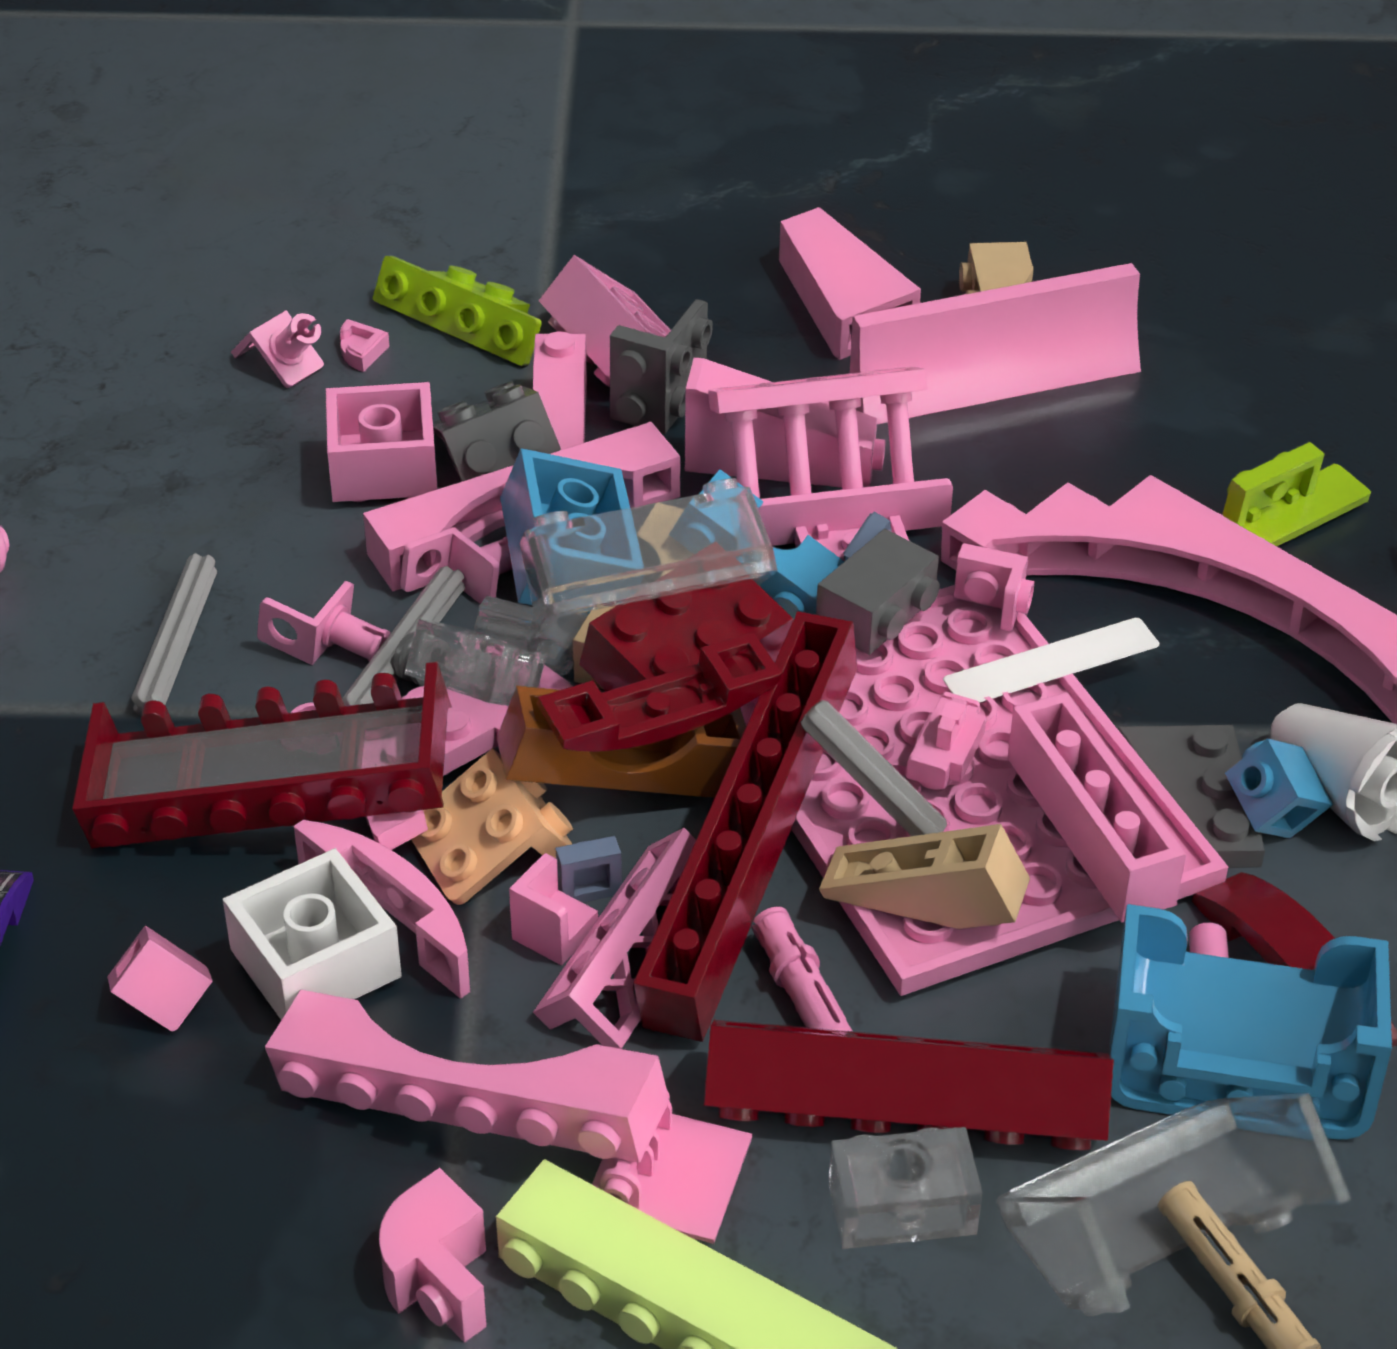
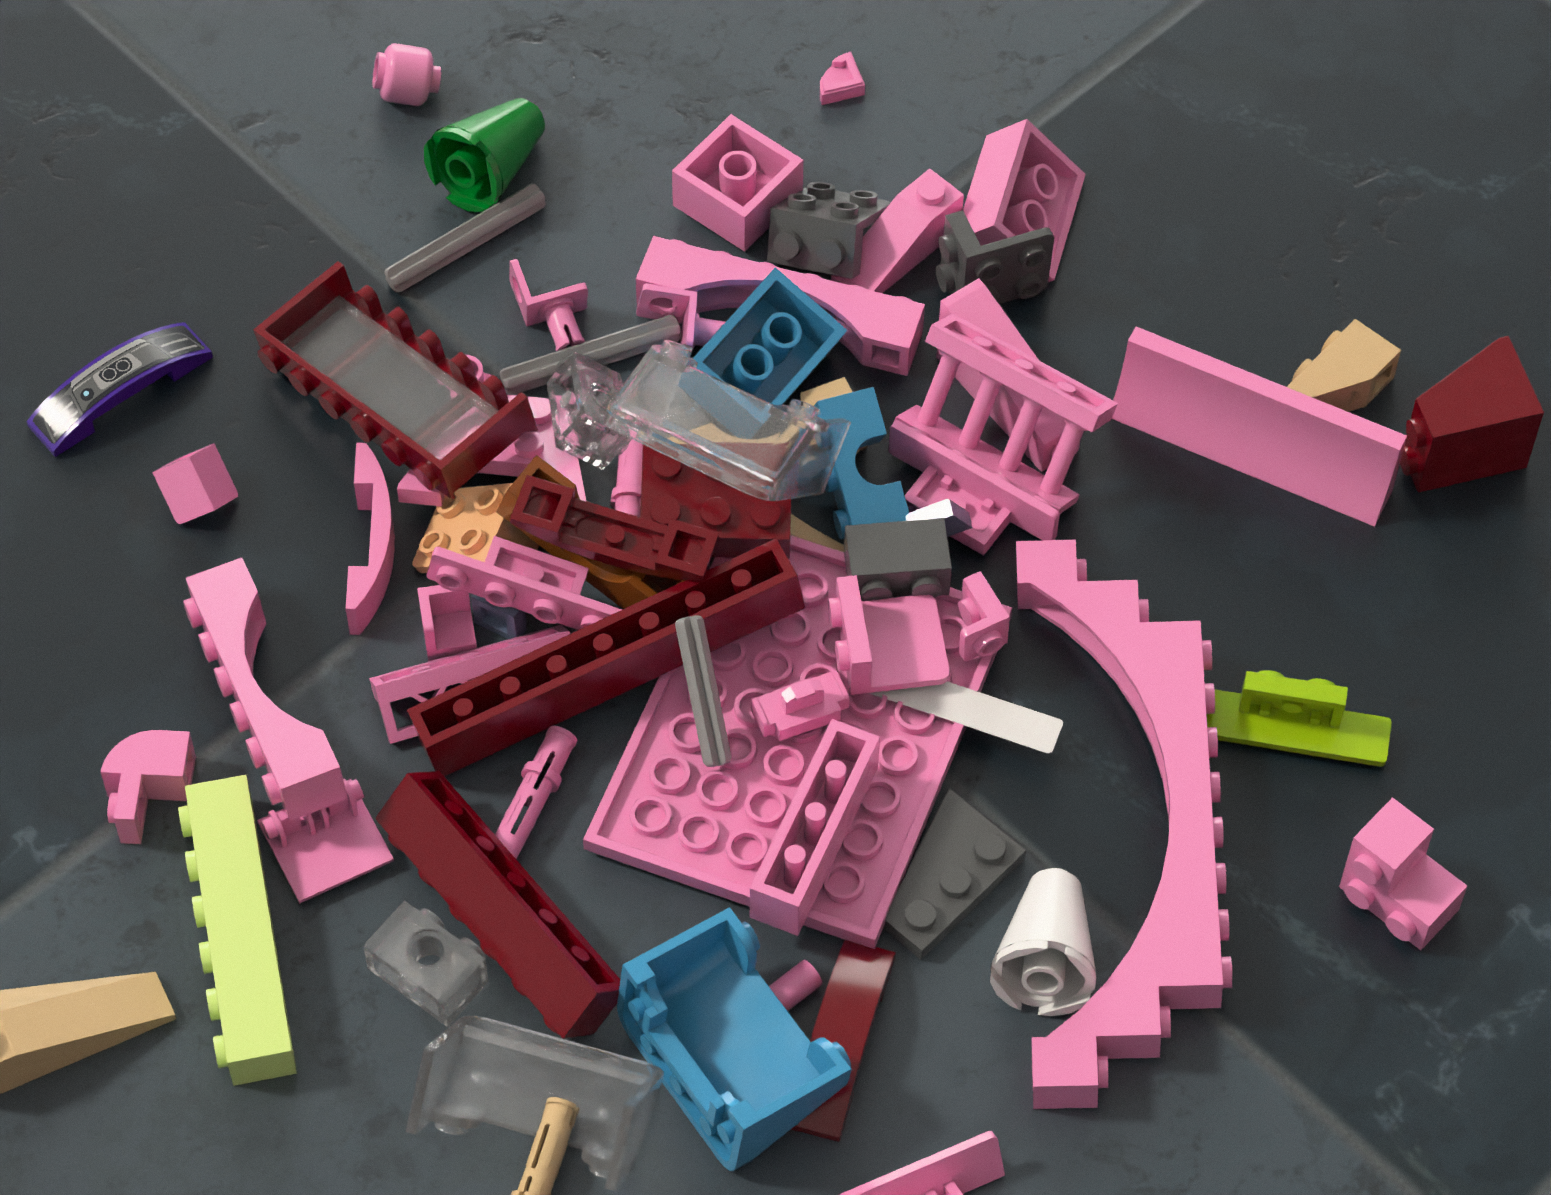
camera: 45 degrees right, 15 degrees up
(123, 560) = (483, 152): none -> green cone
(286, 346) = (776, 50): bright pink bracket -> none
(312, 933) = (291, 526): white brick -> none
(460, 307) = (942, 98): lime bracket -> none
(610, 812) = (521, 580): none -> bright pink bracket
(838, 276) = (1229, 288): bright pink slope -> none
(936, 877) = (664, 790): tan slope -> none
(942, 648) = (887, 640): none -> bright pink bracket
(1143, 228) = (1473, 421): none -> dark red slope
(1278, 788) = (973, 915): dark azure brick -> none

